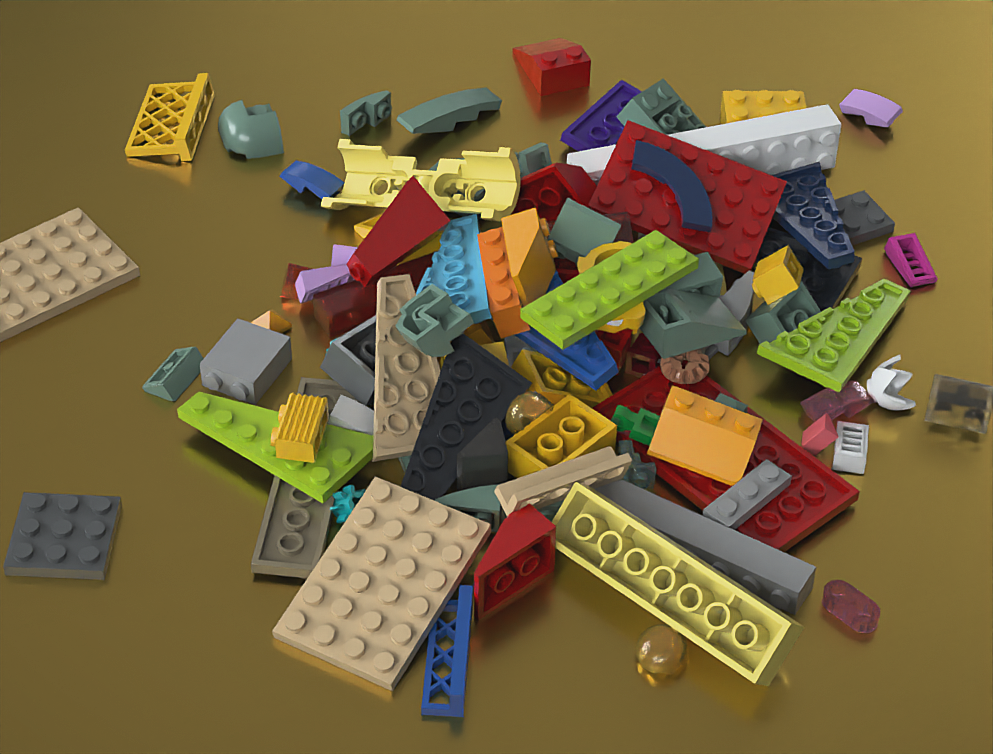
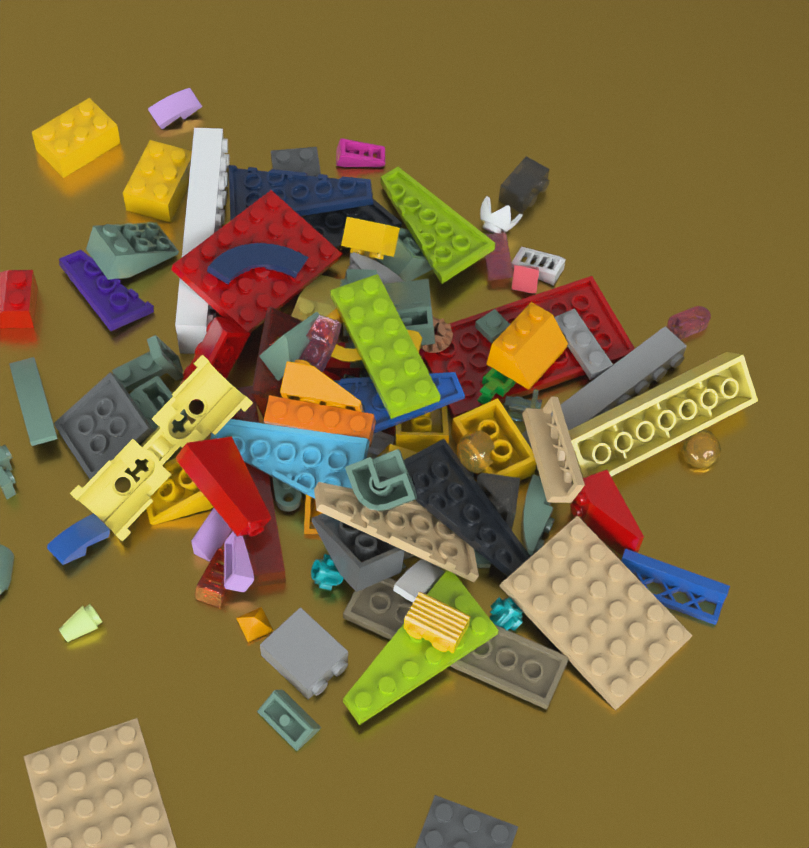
camera: 75 degrees left, 15 degrees up
(225, 206) = (80, 623): none -> yellowish green cone
(447, 146) = (102, 424): none -> dark grey plate
(594, 239) = (322, 342): none -> clear pink slope
(780, 52) = (76, 137): none -> yellow brick

